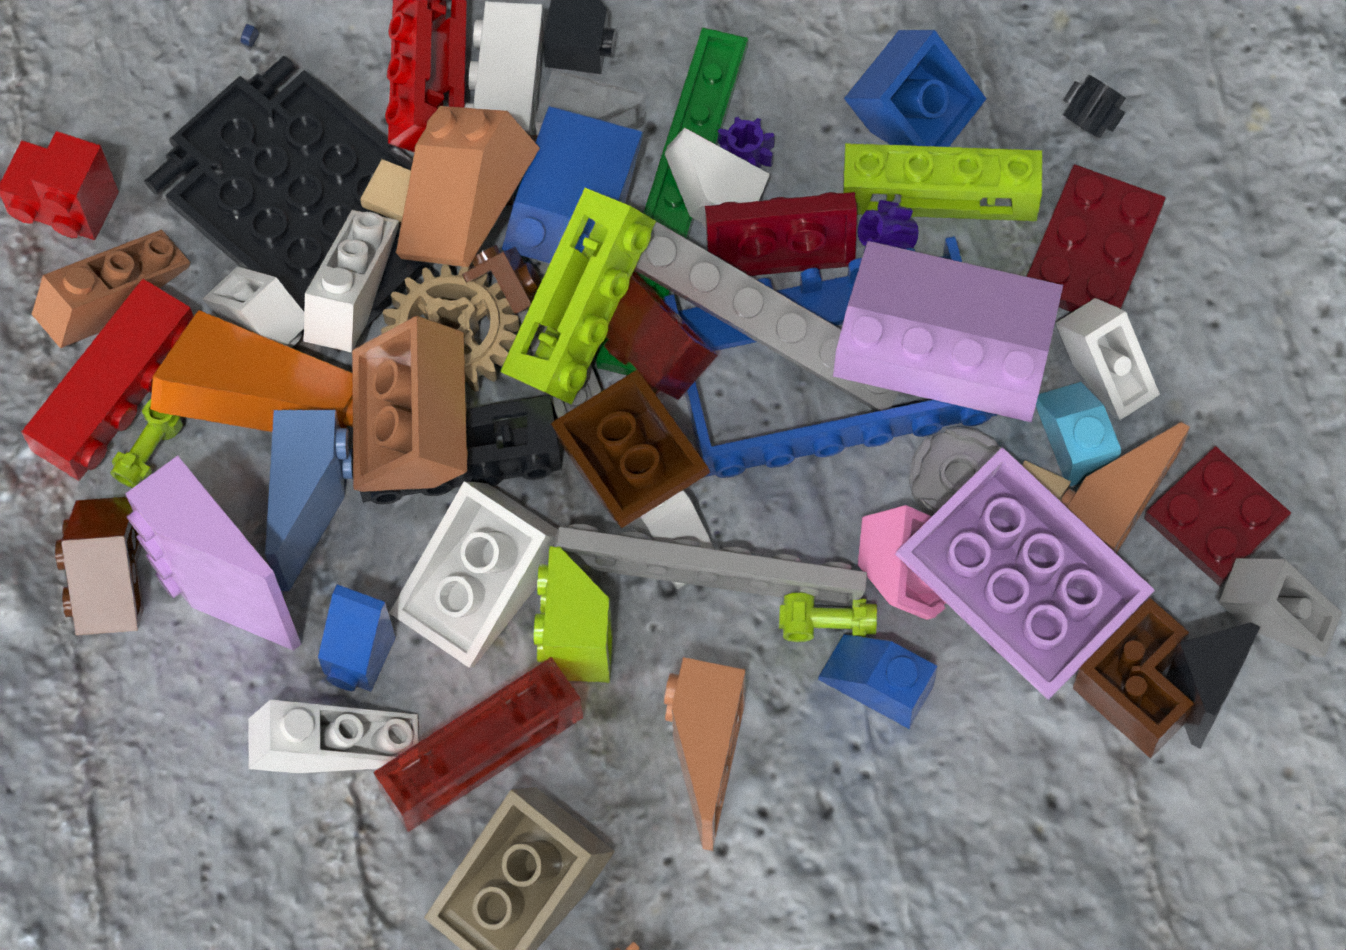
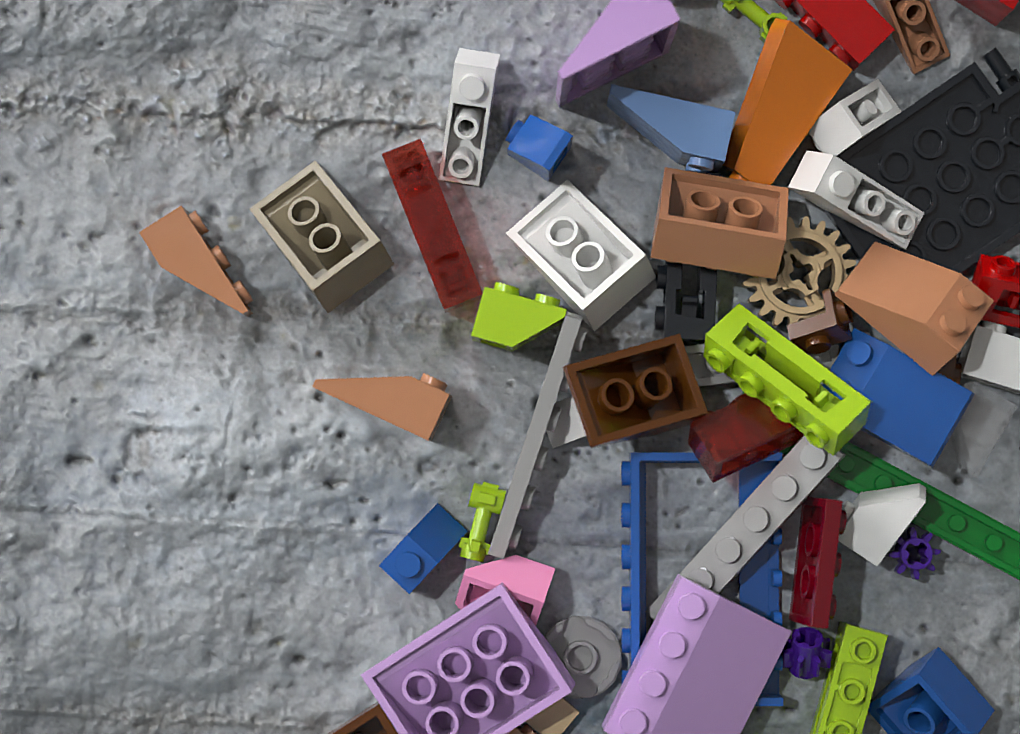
camera: 105 degrees right, 20 degrees up
(387, 190) = (934, 245): tan tile -> none

